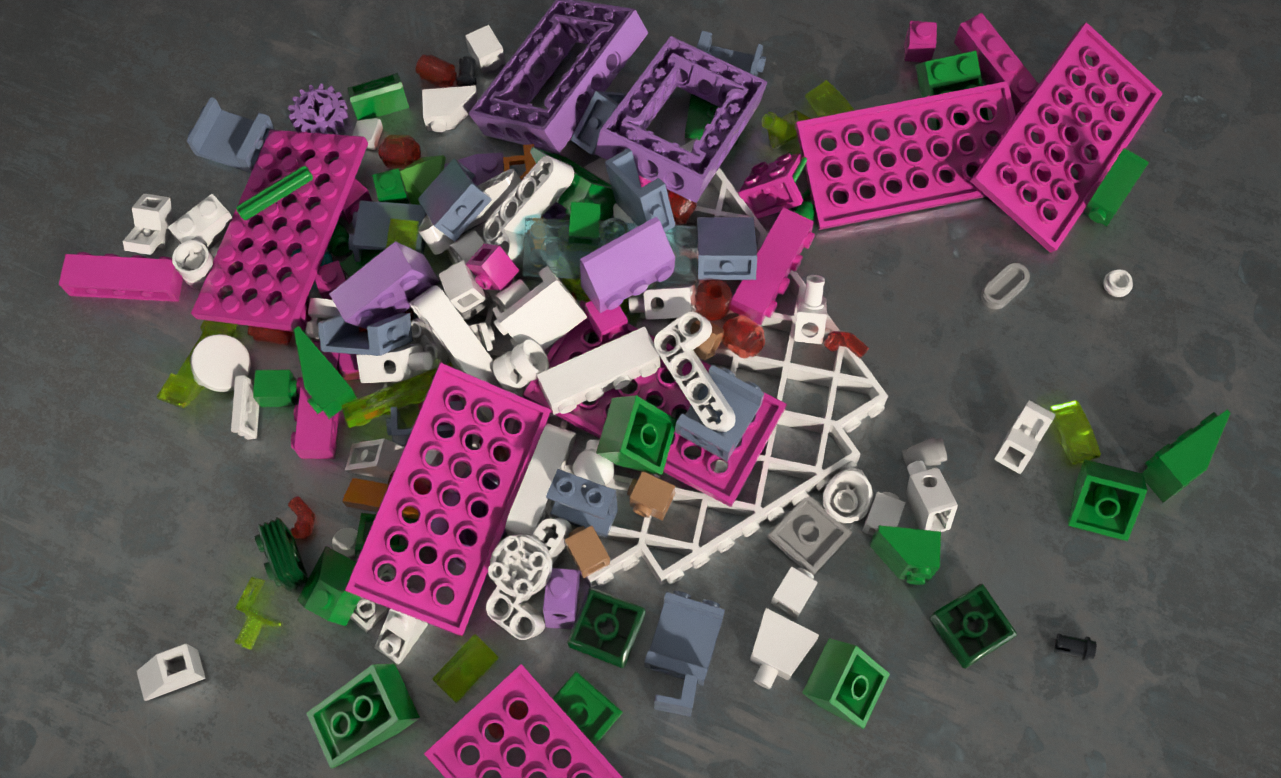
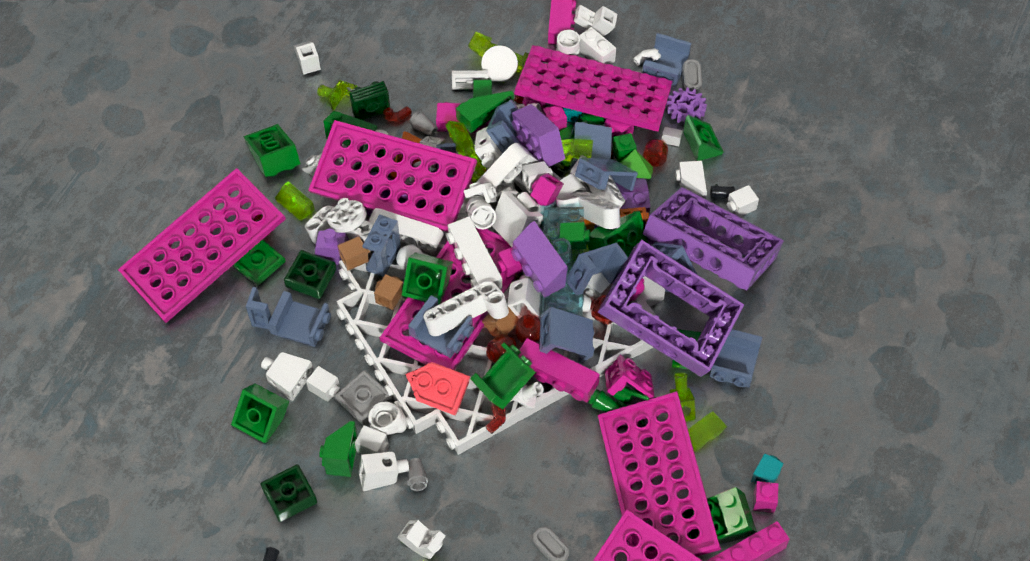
camera: 90 degrees right, 10 degrees down
(217, 161) = (645, 54): none -> white arm
(271, 104) = (691, 75): none -> light grey tile
(274, 193) = (614, 79): green axle -> none
(326, 475) = (422, 123): none -> light grey cone
(436, 71) = (722, 172): clear red brick -> none
(488, 360) = (478, 189): none -> white bracket
(796, 324) = (505, 376): none -> green panel
(807, 418) = (439, 387): none -> coral tile
(884, 39) = (767, 469): none -> teal brick

